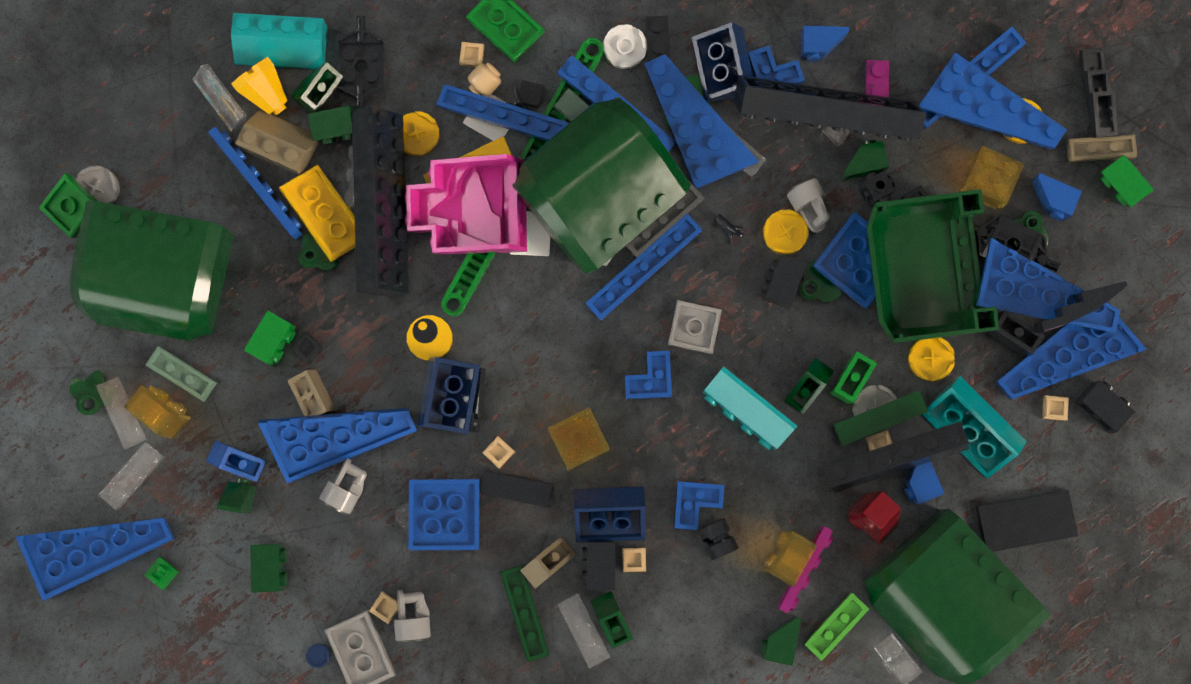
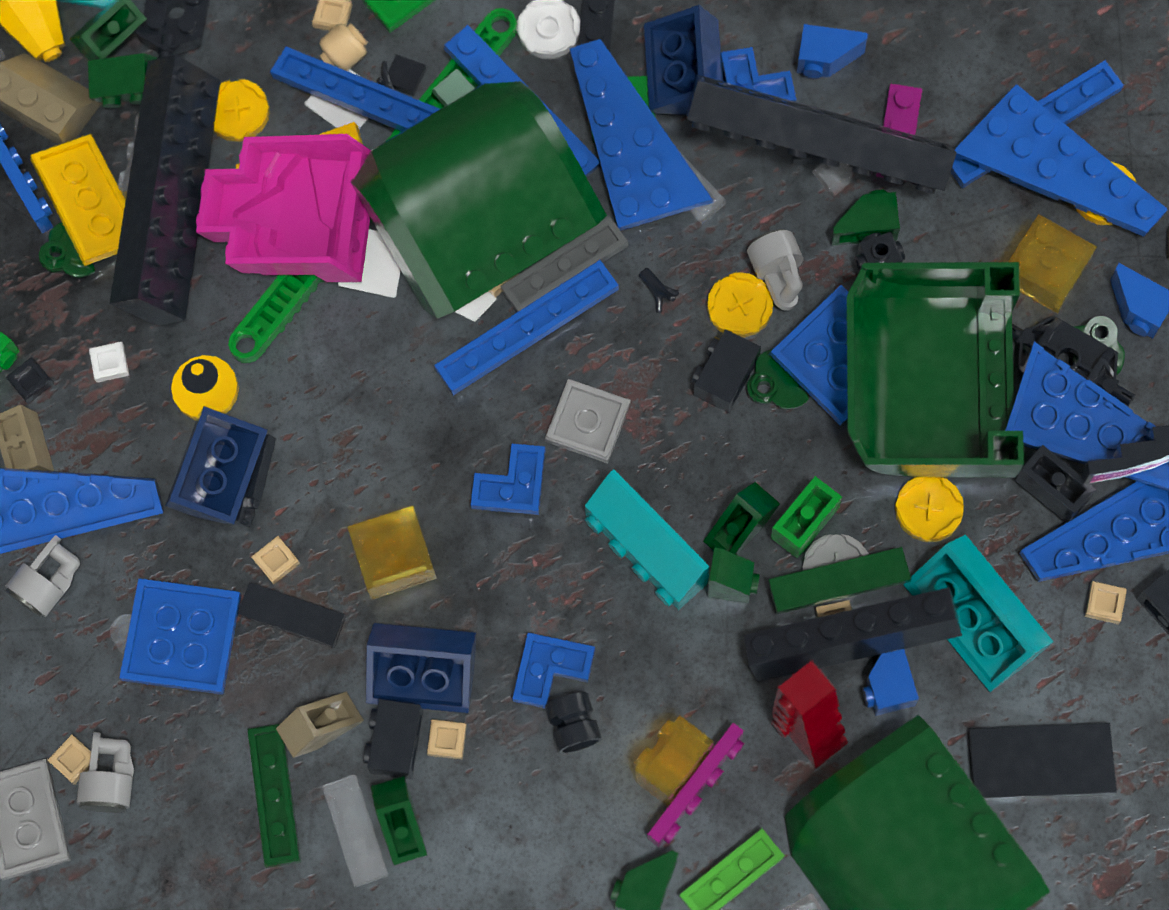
camera: 15 degrees right, 10 degrees down
(360, 327) = (109, 362): none -> white tile
(809, 426) = (732, 577): none -> dark green slope

